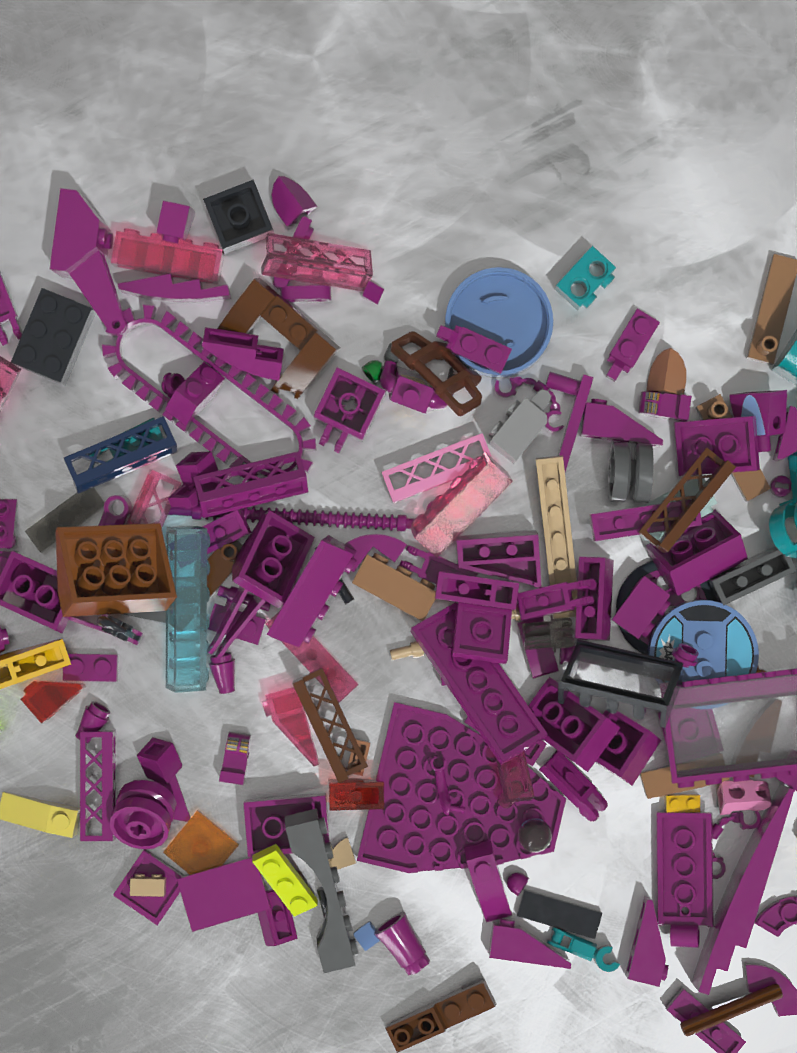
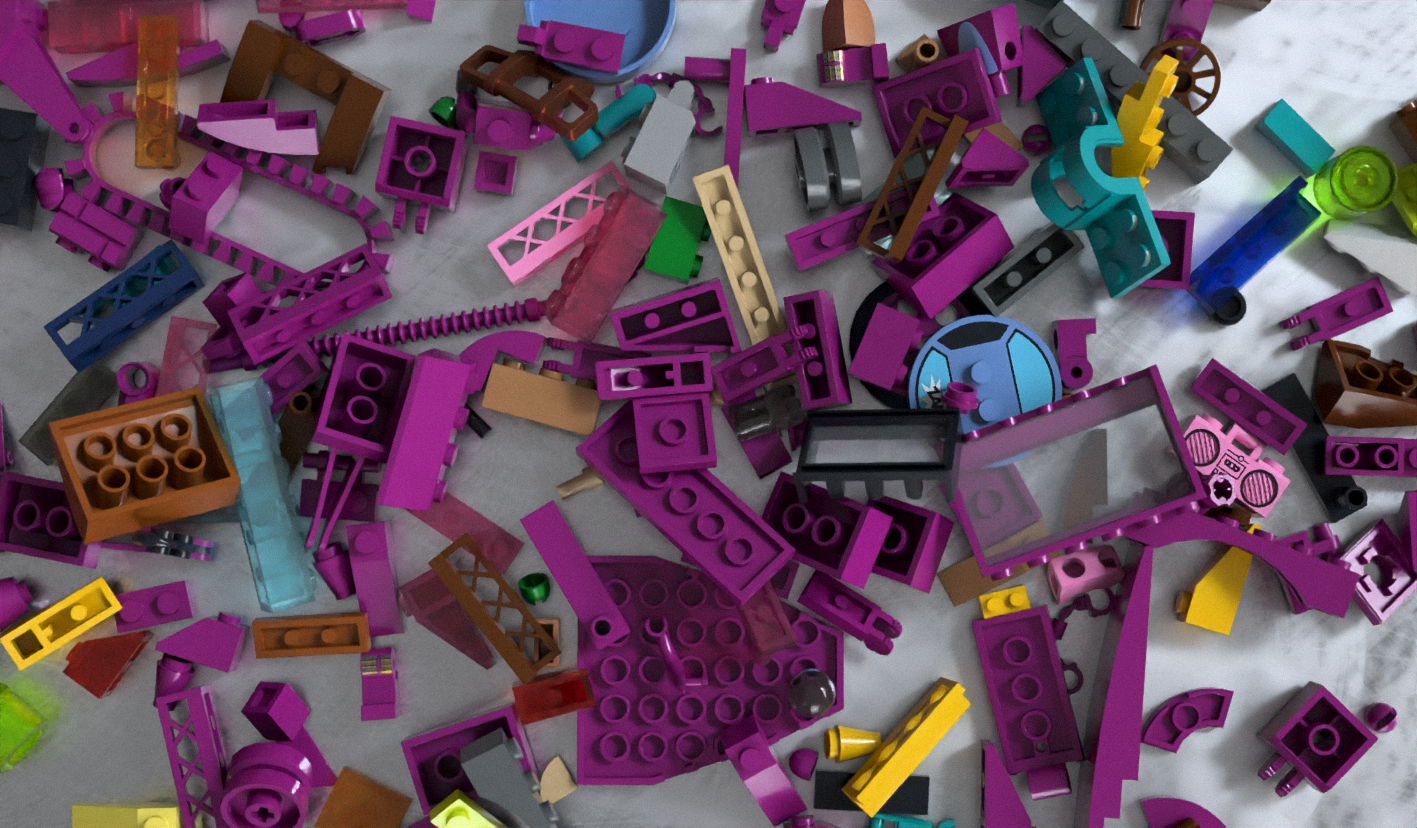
camera: 15 degrees left, 0 degrees up
(89, 361) = (52, 188): none -> magenta arm
(111, 398) = (96, 232): none -> magenta brick
(125, 701) = (209, 642): none -> magenta slope
(179, 312) = (157, 92): none -> clear orange piece
(196, 713) = (311, 635): none -> dark orange plate
(250, 684) = (376, 576): none -> magenta slope
(358, 717) = (534, 588): none -> green hinge
(389, 715) = (575, 575): none -> magenta piece
(398, 421) = (496, 173): none -> magenta plate
(489, 403) = (611, 120): none -> teal piece
(513, 502) = (677, 242): none -> green brick
(551, 876) = (849, 743): none -> yellow cone
(592, 888) = (907, 746): none -> yellow fence
(742, 496) = (987, 164): none -> magenta slope
(770, 640) = (1071, 351): none -> magenta leg

